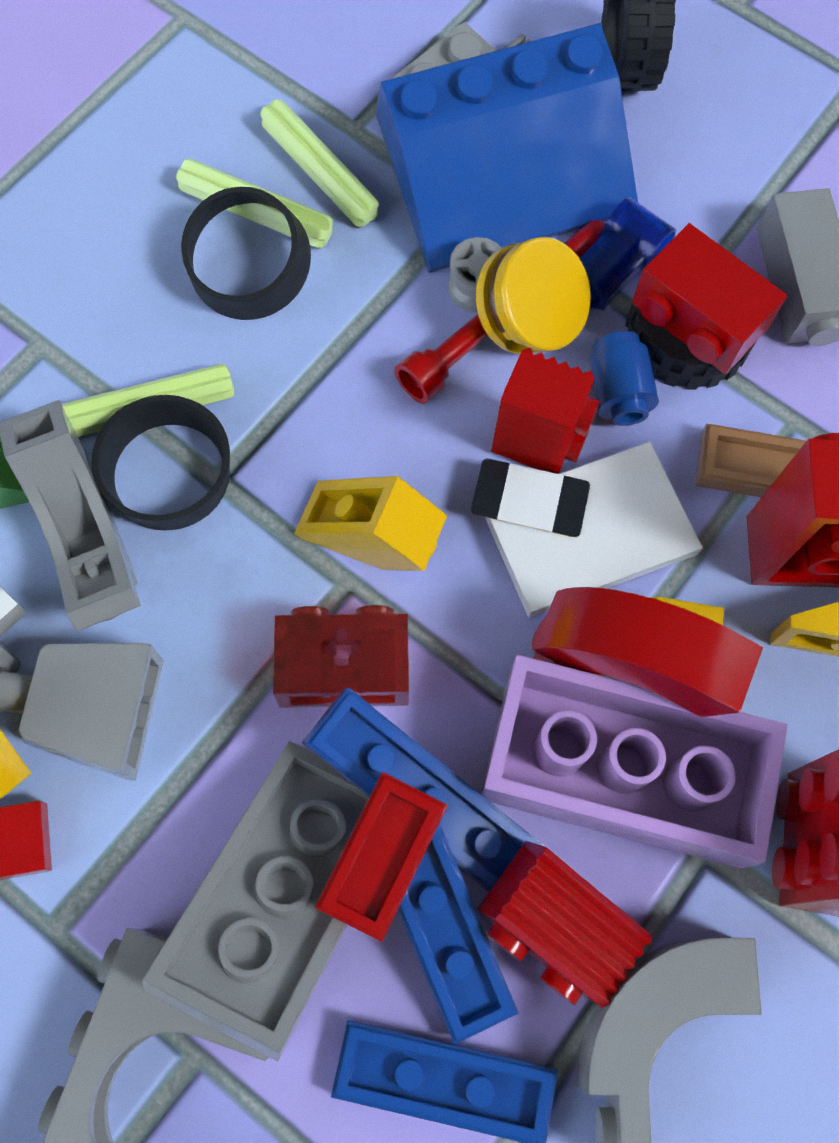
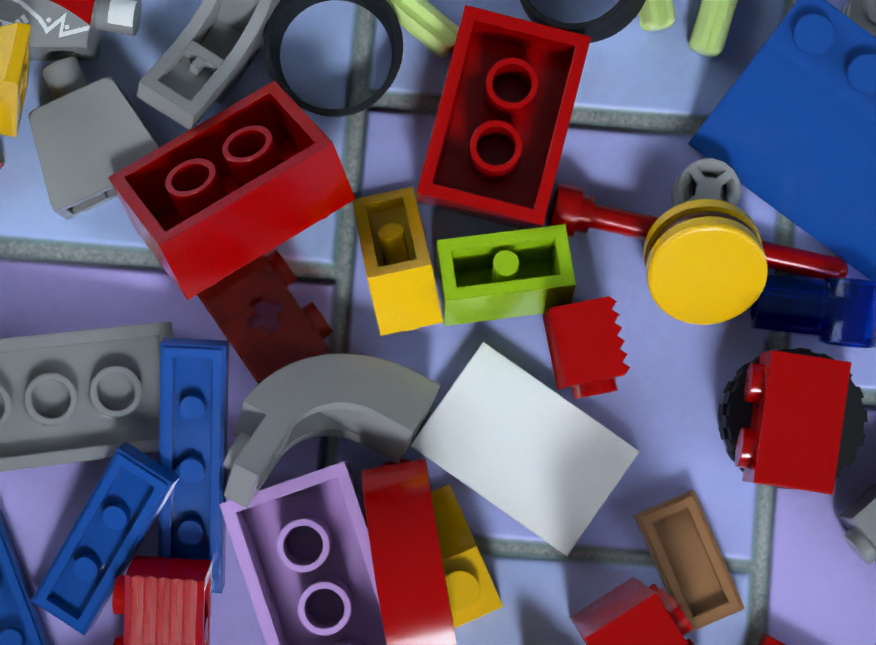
camera: 60 degrees right, 15 degrees up
(216, 600) = (232, 188): none -> red brick
(318, 368) = (502, 119): none -> red brick
(381, 856) = (114, 459): red tile -> none
(444, 437) = (504, 274): none -> lime brick
(450, 641) = (320, 397): none -> light grey arch
(530, 497) = (513, 380): sticker -> none
(623, 378) = (683, 391): blue brick -> none

